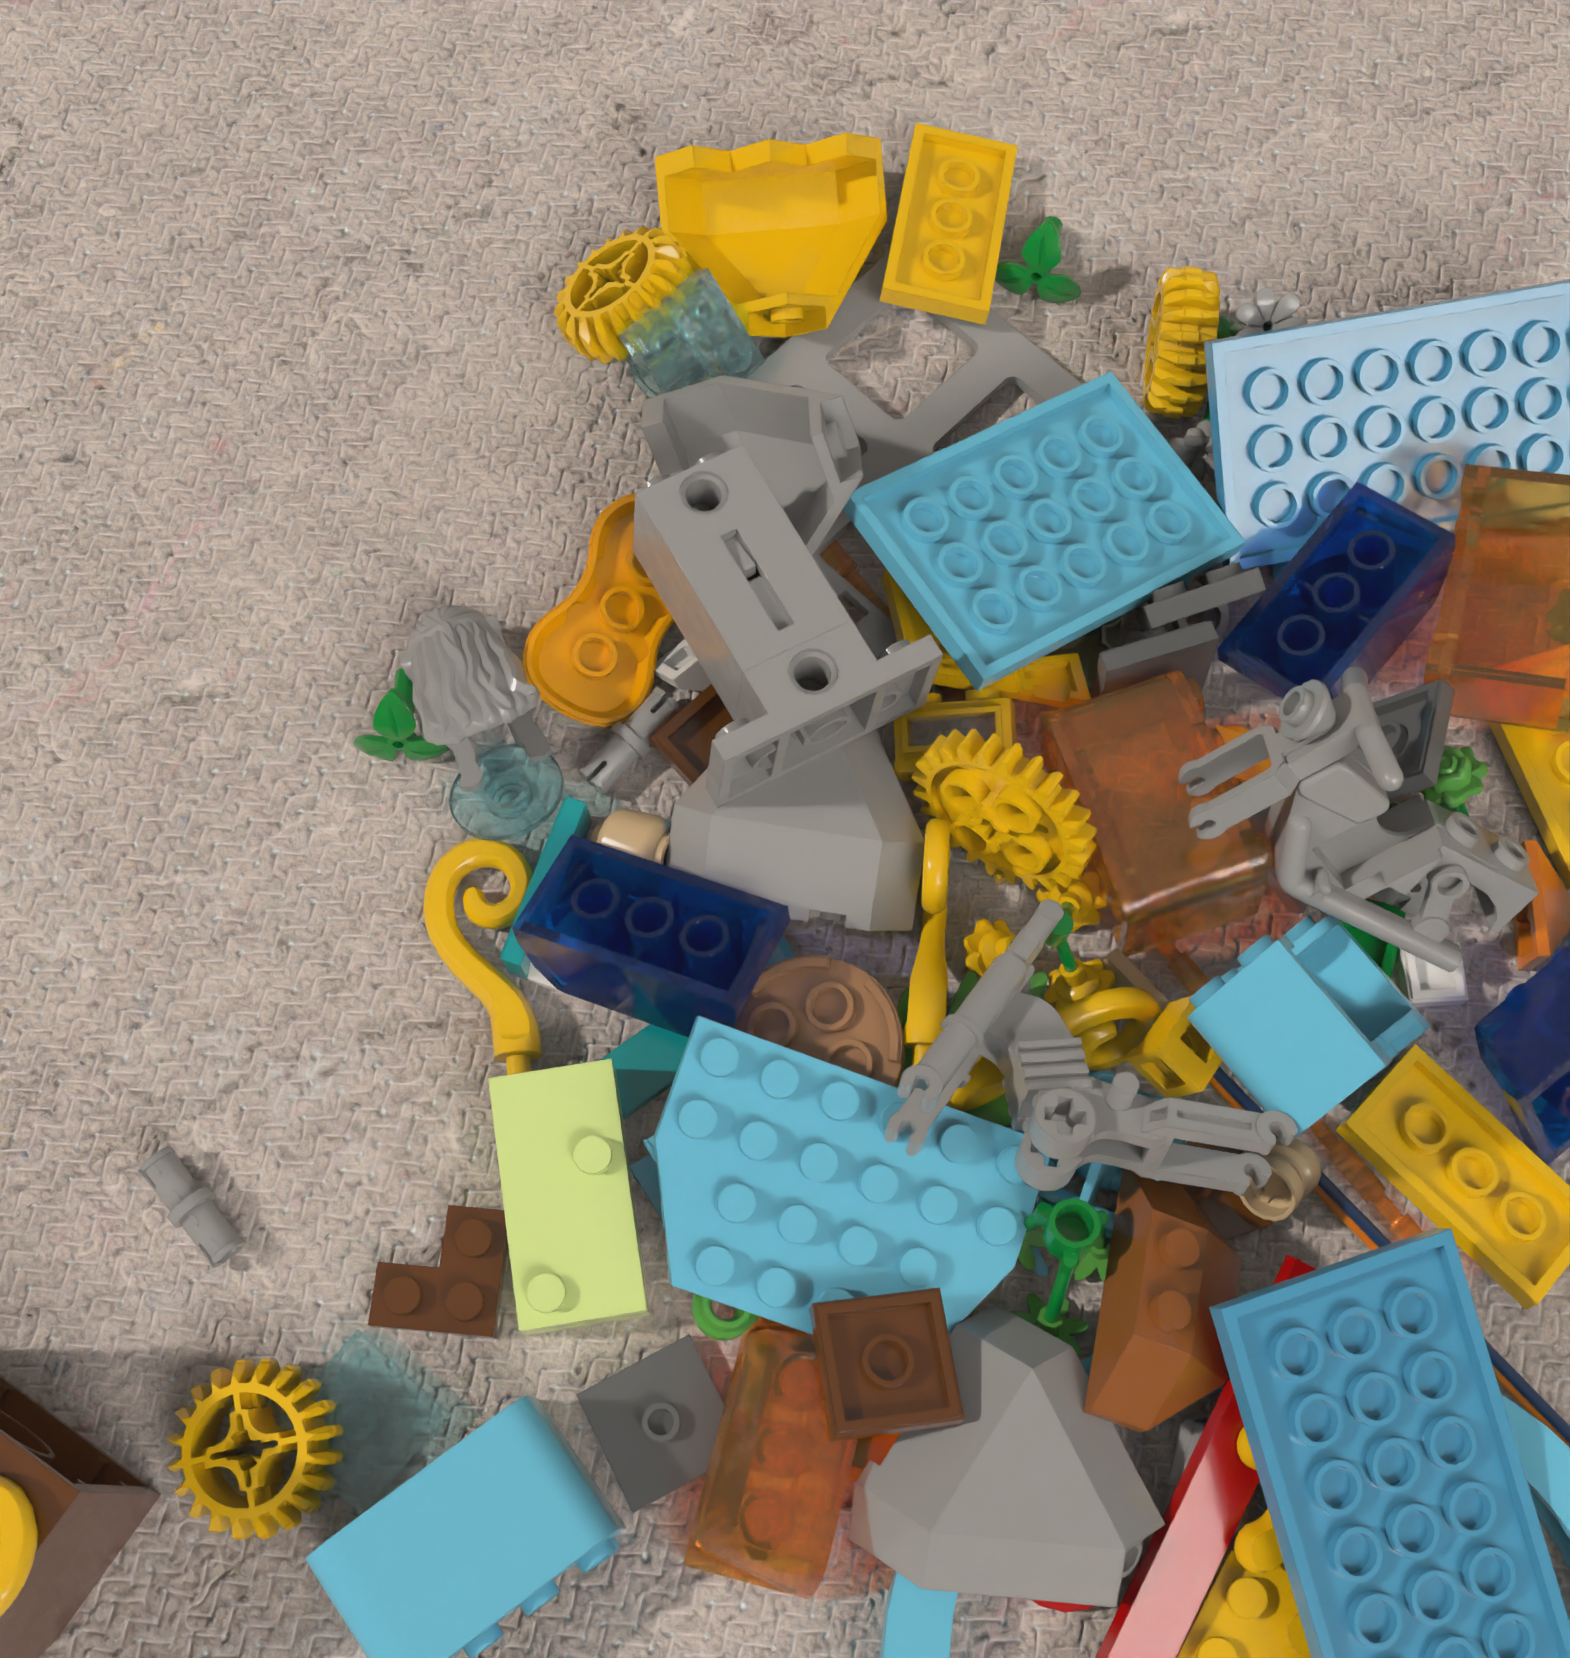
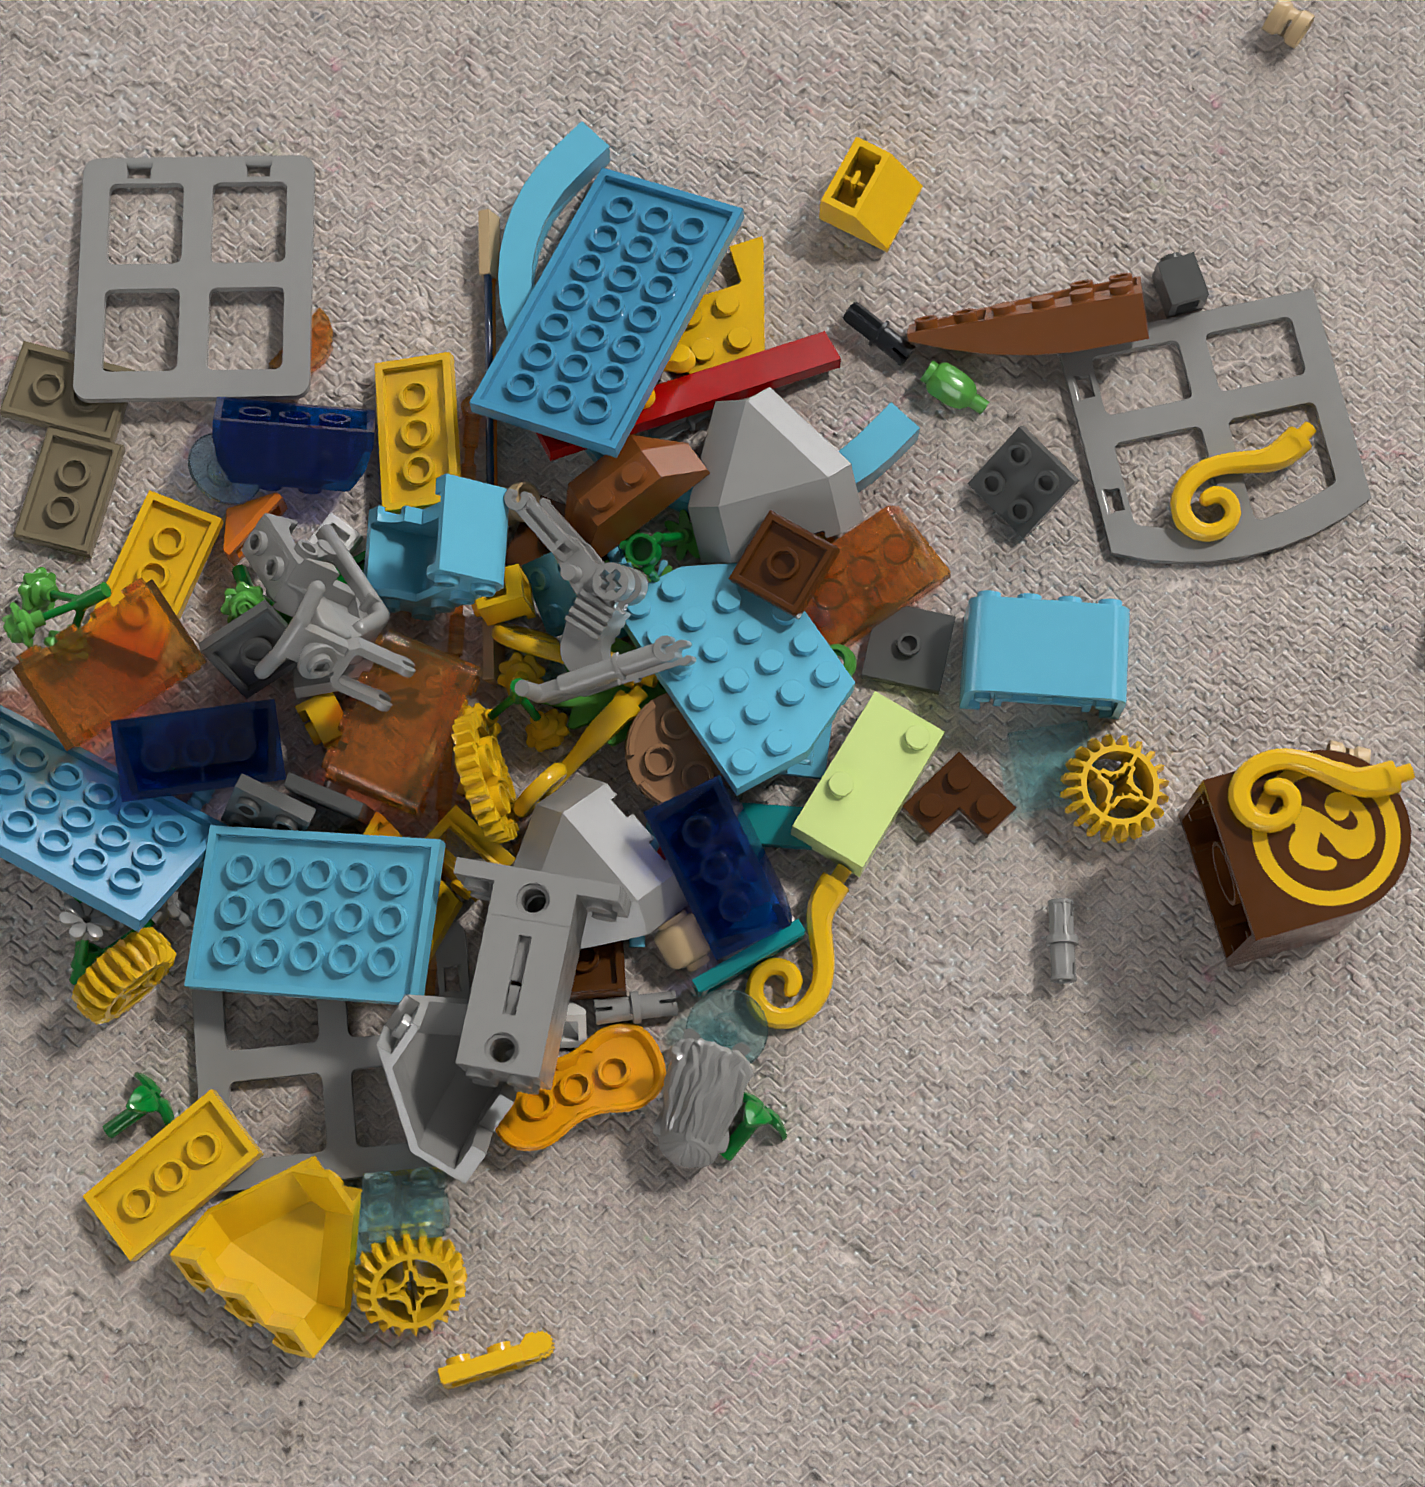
camera: 140 degrees left, 5 degrees up
(478, 307) = (499, 1359): none -> yellow hinge

